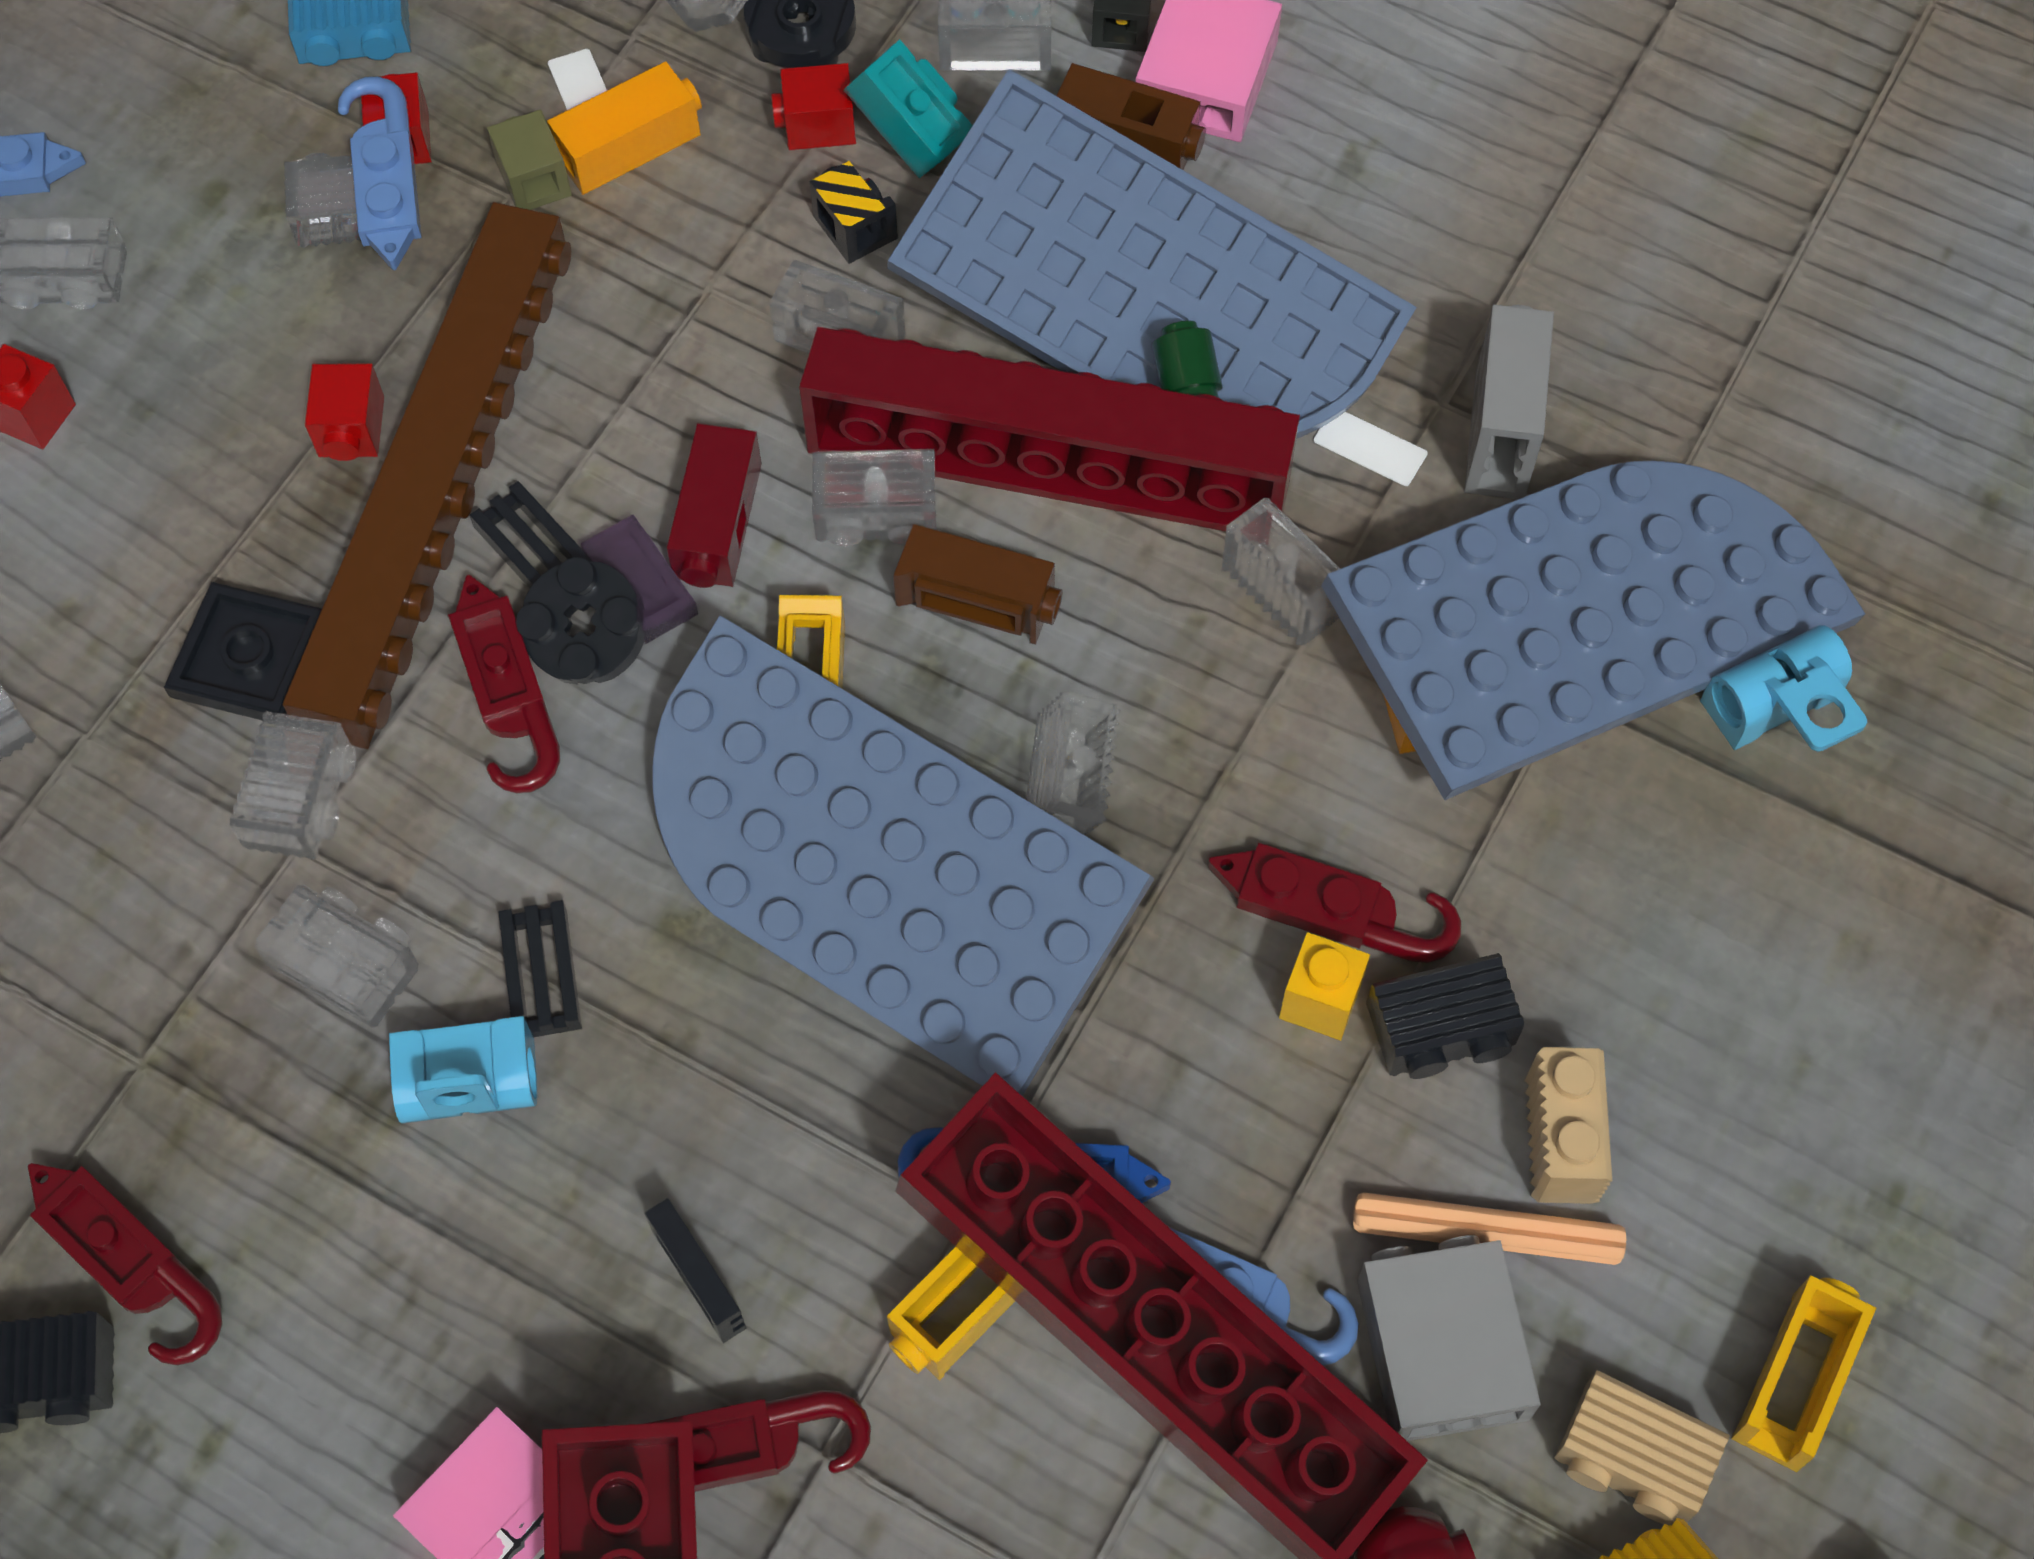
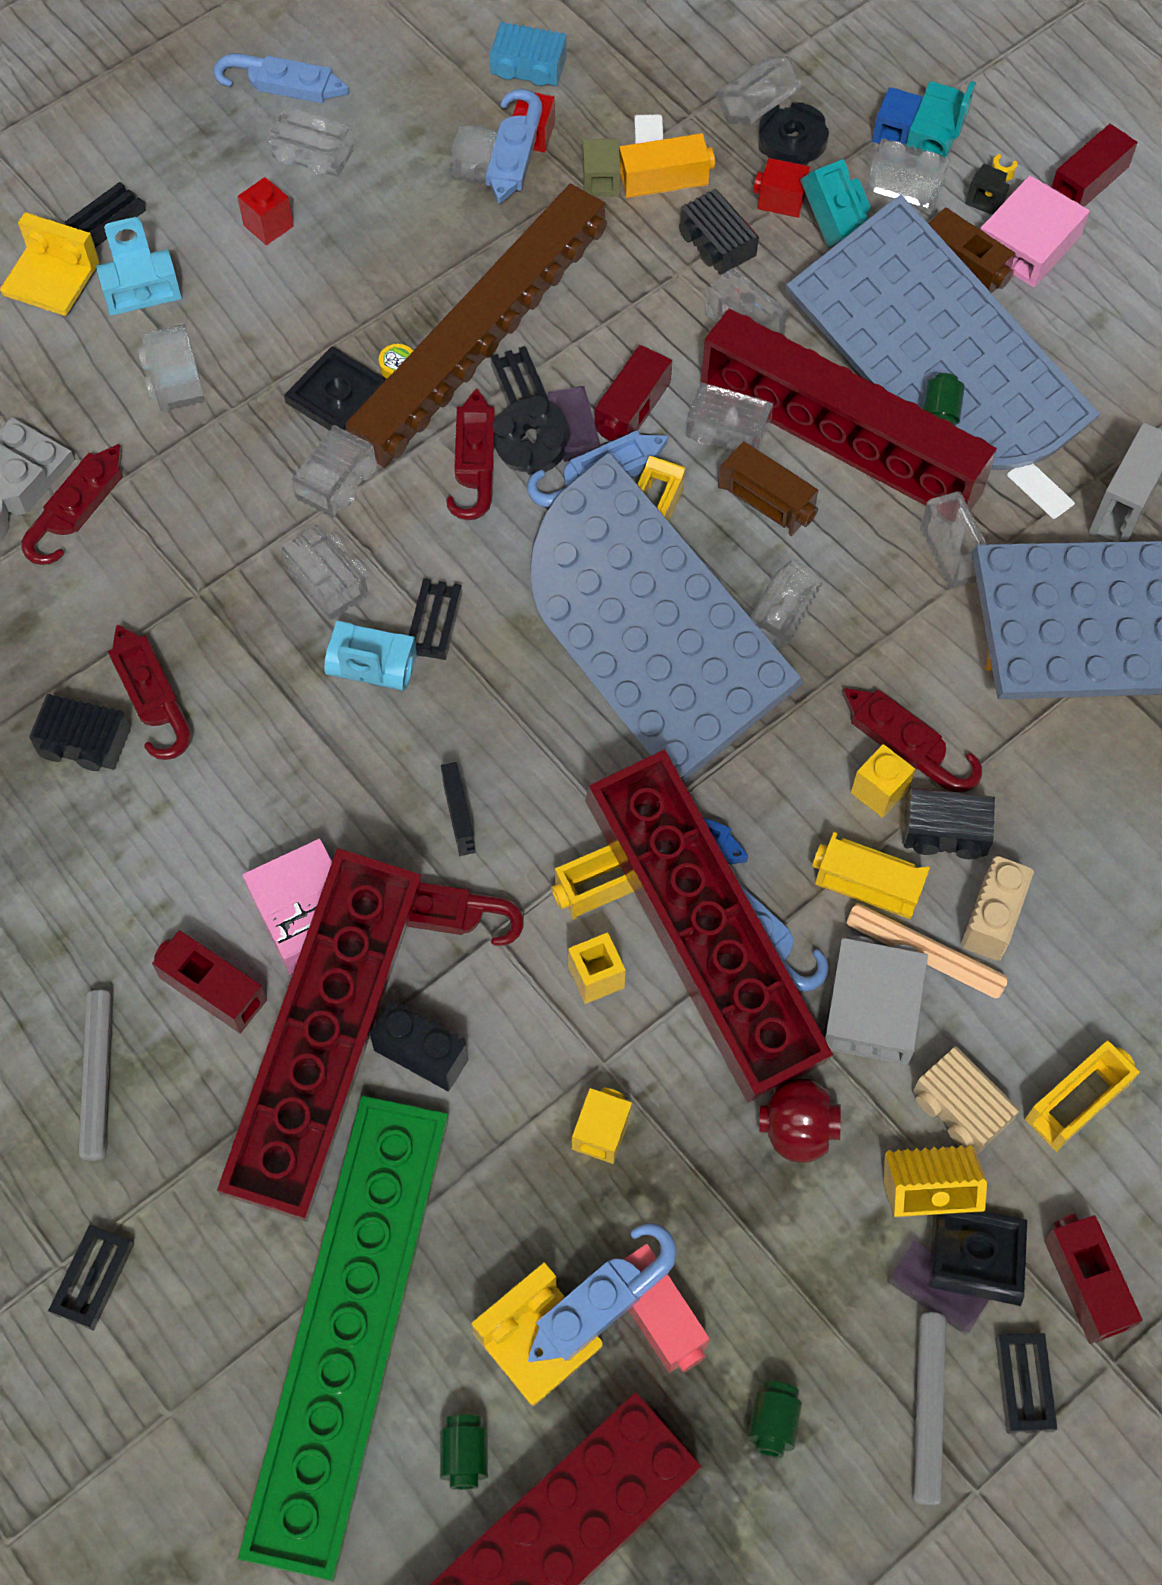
camera: 20 degrees right, 0 degrees up
(317, 568) = (392, 357): none -> tile
(344, 411) = (441, 275): red brick -> none
(744, 597) = (629, 451): none -> medium blue plate
(746, 206) = (718, 232): none -> black brick
(852, 211) = (780, 254): brick -> none
(1012, 1453) = (596, 968): none -> yellow brick
(1363, 1143) = (870, 876): none -> yellow window

